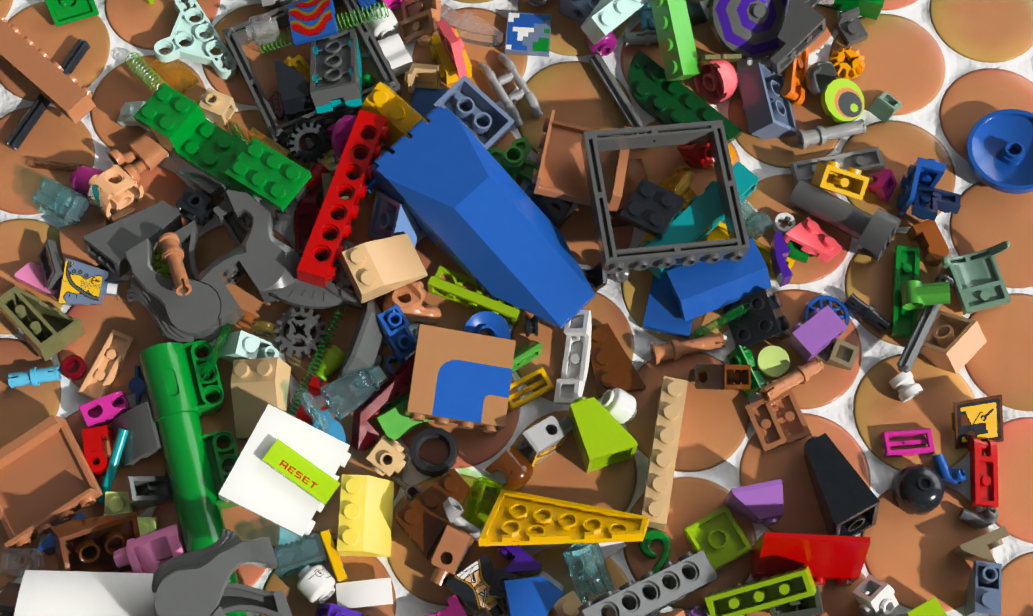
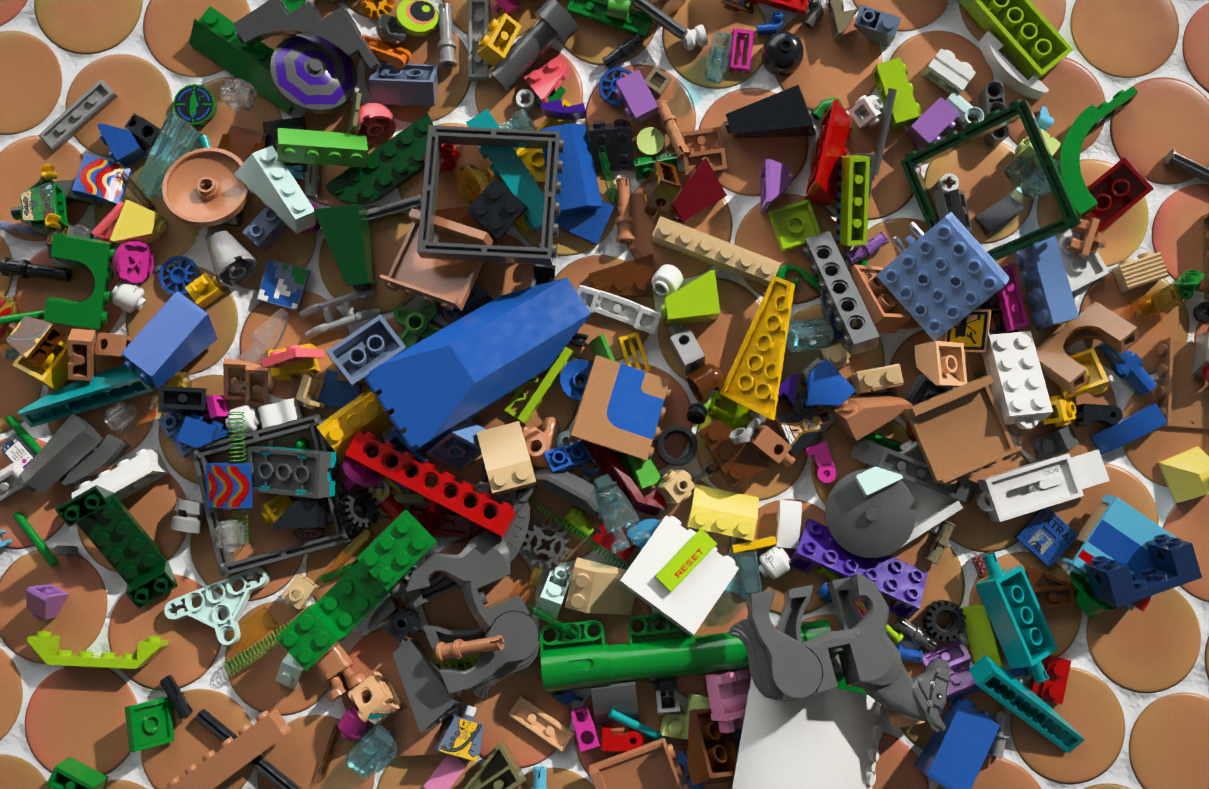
camera: 75 degrees left, 15 degrees up
(51, 264) = (435, 766): dark grey plate -> none
(73, 367) = (536, 754): dark red tile -> none
(98, 19) = (176, 696): none -> black axle
(473, 466) = (697, 413): none -> black bush
(581, 78) = (350, 242): none -> dark green slope
(725, 419) = (697, 192): none -> dark red slope
(875, 558) = (822, 107): none -> green arm
(894, 414) = (718, 57): none -> clear light blue brick

